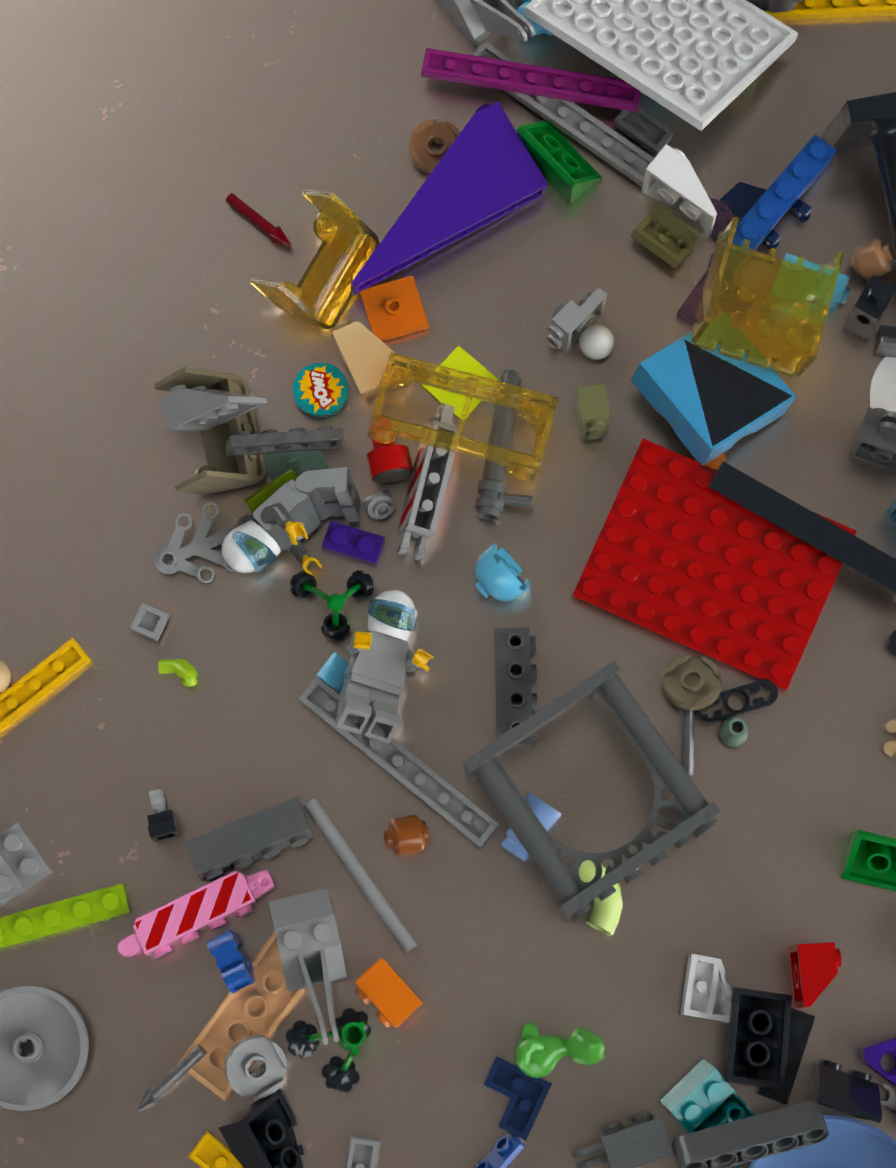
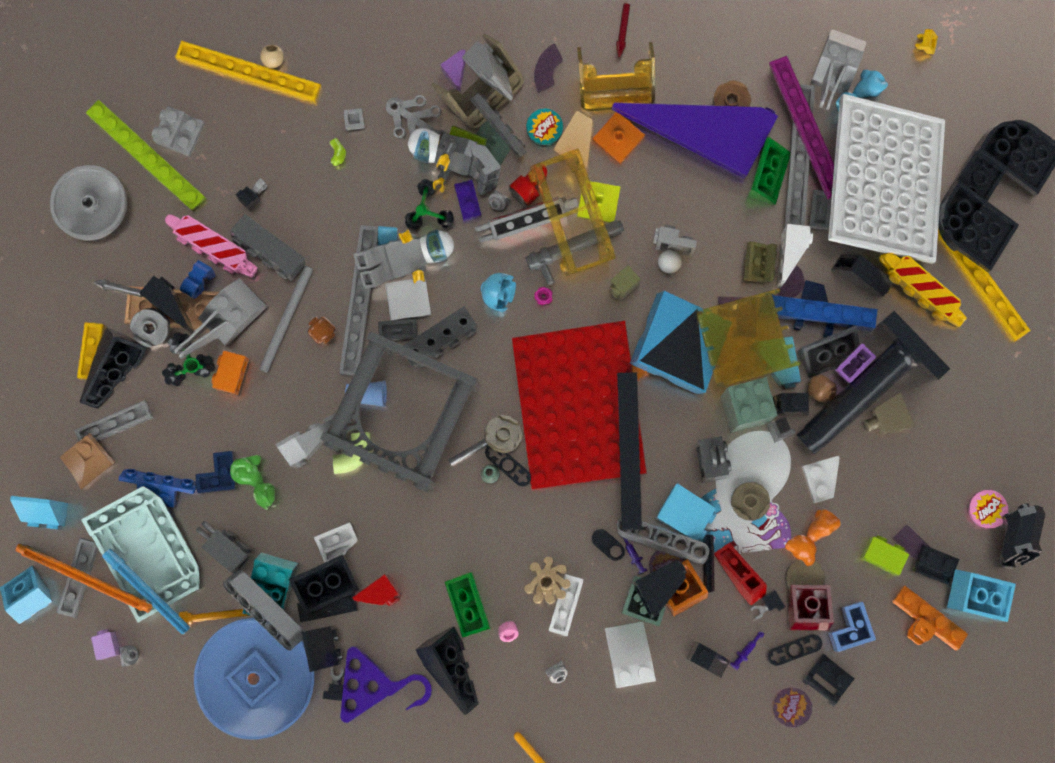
camera: 60 degrees right, 5 degrees up
(171, 455) = (454, 69): none -> medium lavender slope
(229, 1020) = (161, 295): none -> black slope
(243, 343) = (545, 68): none -> clear purple tile
(436, 699) = (407, 299): none -> white slope
(469, 734) = (398, 329): none -> dark grey plate
(540, 516) = (547, 292): none -> dark pink plate
(549, 953) = (302, 446): none -> light grey wedge
(756, 127) = (862, 274): none -> black slope
(819, 68) = (924, 288): none -> yellow hinge
(830, 220) = (829, 351): none -> dark grey slope
(849, 352) = (748, 405): none -> sand green brick
(870, 205) = (854, 364): none -> medium lavender torso

